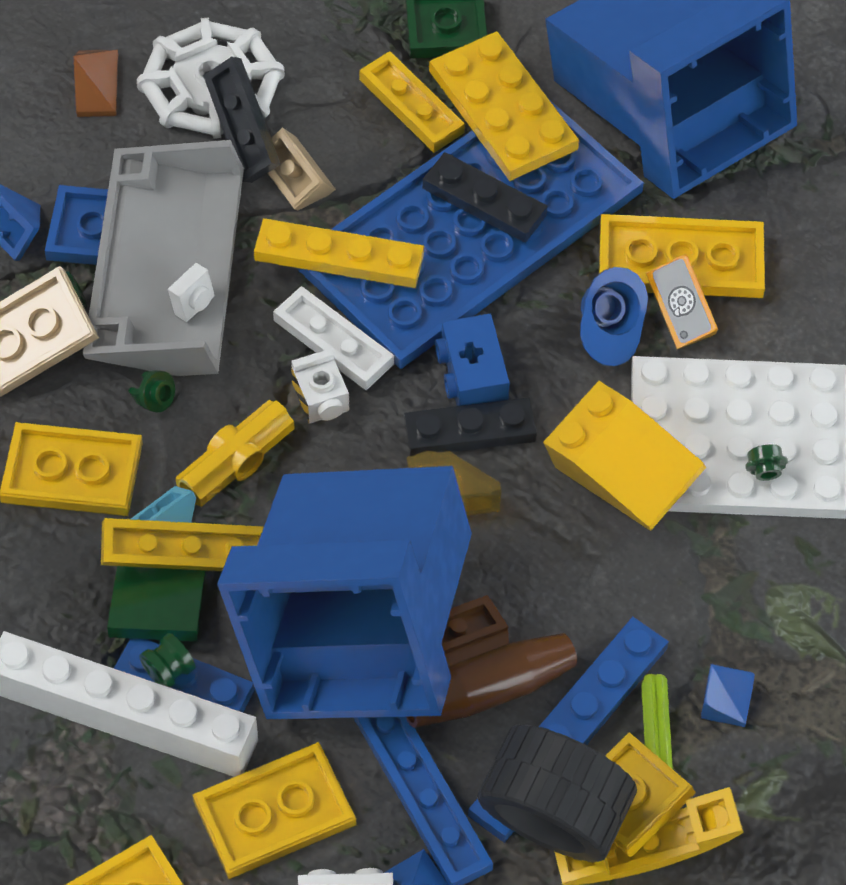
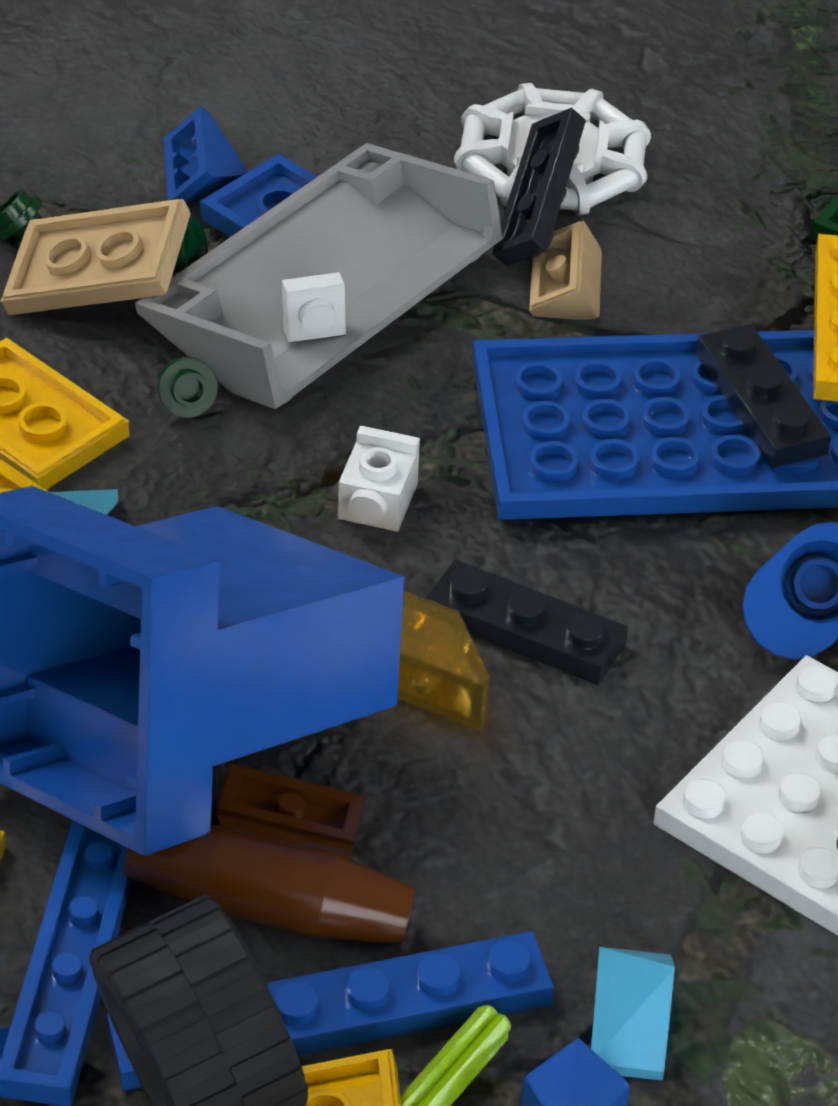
camera: 35 degrees right, 15 degrees down
(96, 82) = (419, 92): dark orange slope -> none
(236, 451) = (214, 480): yellow piece -> none
(325, 329) = (449, 448): white plate -> none
(339, 253) = (529, 361): yellow plate -> none
(412, 101) = (768, 272): yellow plate -> none
(472, 361) = (590, 548): blue brick -> none
(622, 456) = (679, 735): yellow slope -> none
(712, 624) = (633, 1011): none -> medium azure slope

